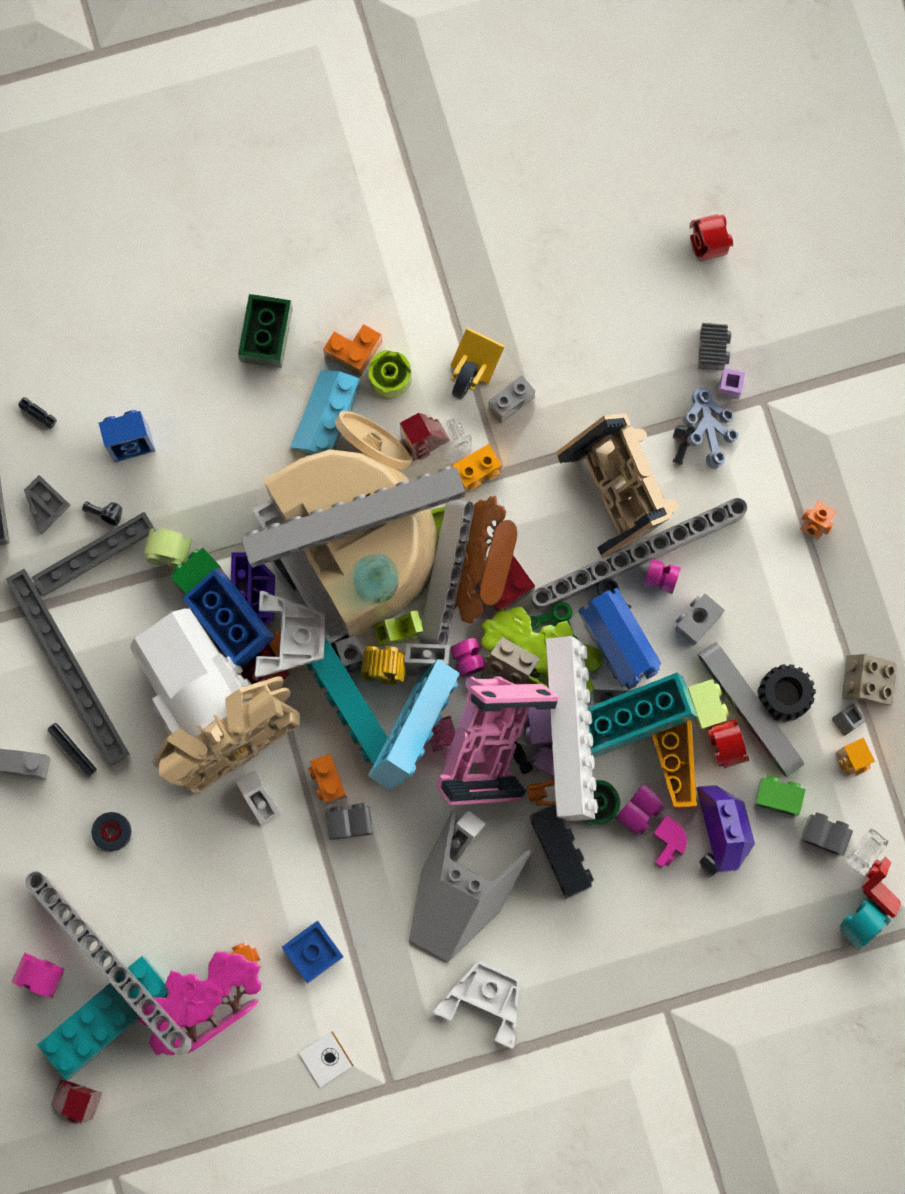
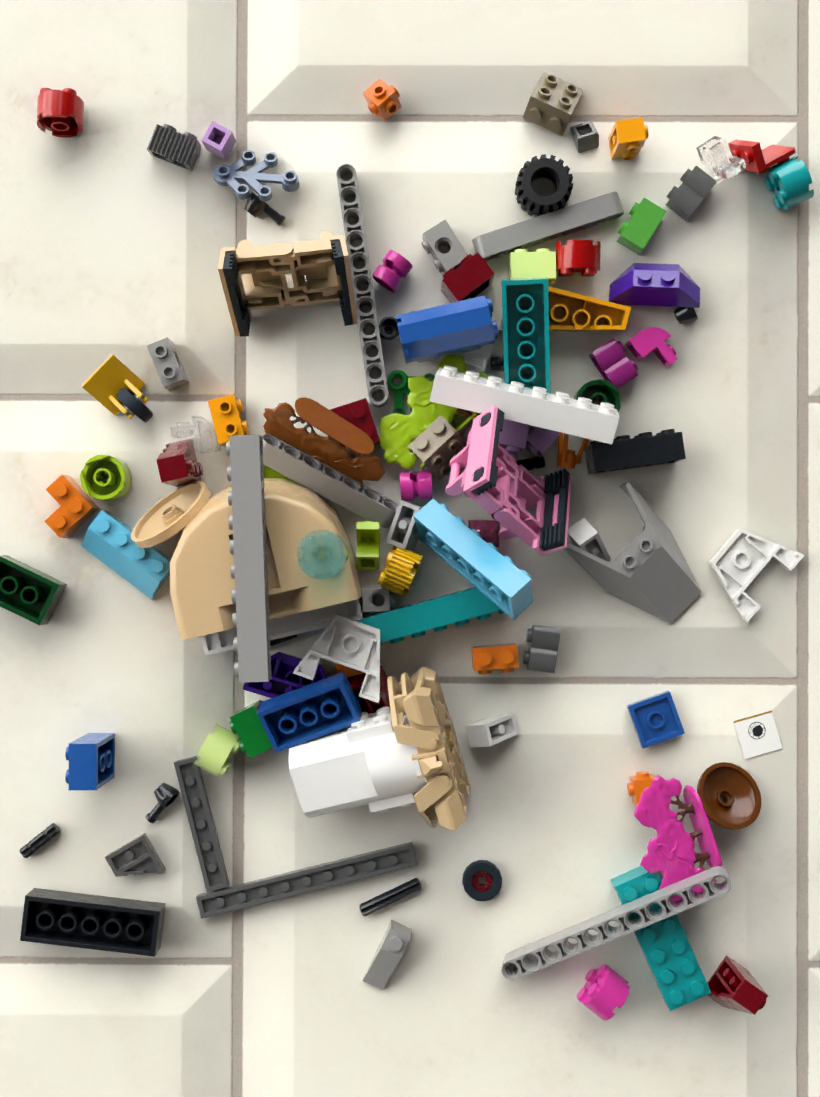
camera: 75 degrees left, 10 degrees up
(270, 1045) = (738, 791): none -> reddish brown dish
(673, 646) = (467, 279): none -> dark red brick

